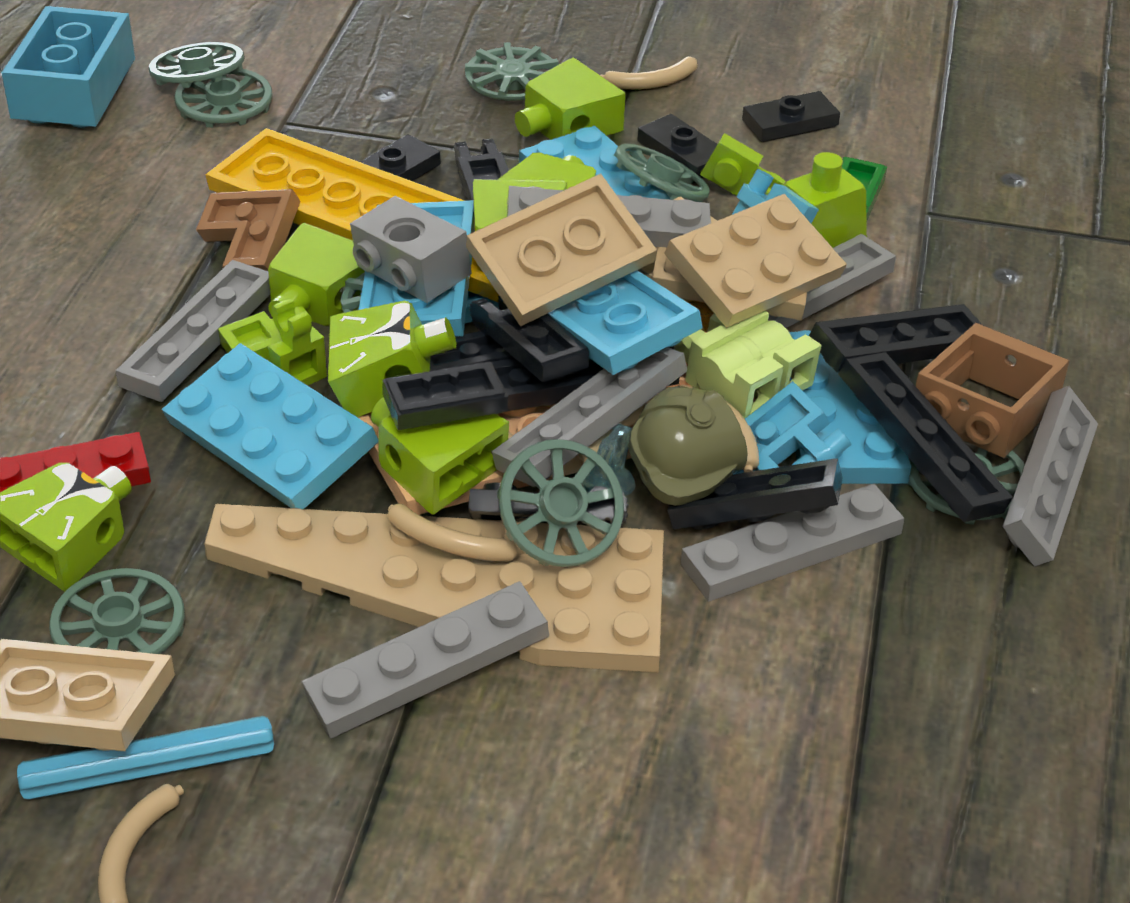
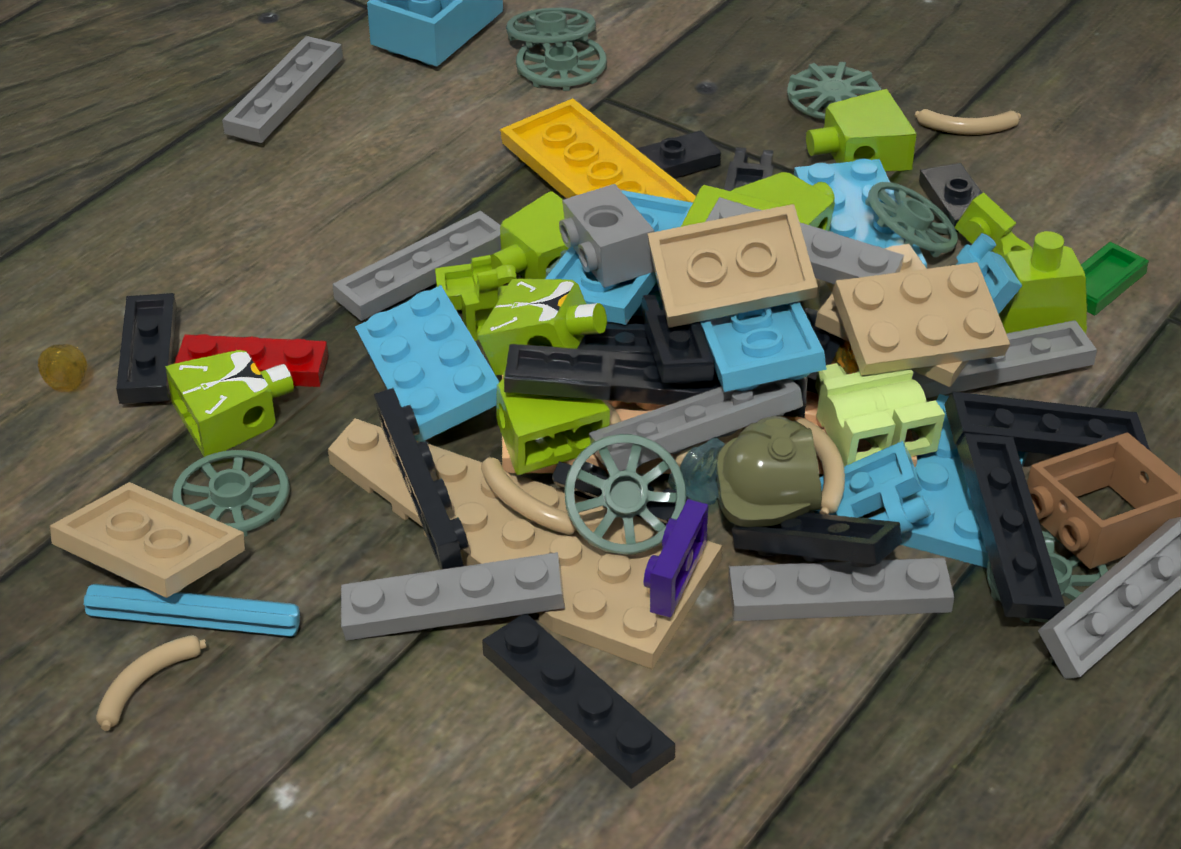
camera: 25 degrees right, 0 degrees up
(253, 222) = (512, 180): medium nougat plate -> none
(324, 537) = (415, 464): none -> black plate
(608, 725) = (579, 700): none -> black plate
(645, 566) = (681, 549): none -> dark purple plate
(791, 116) = (1083, 190): black plate -> none

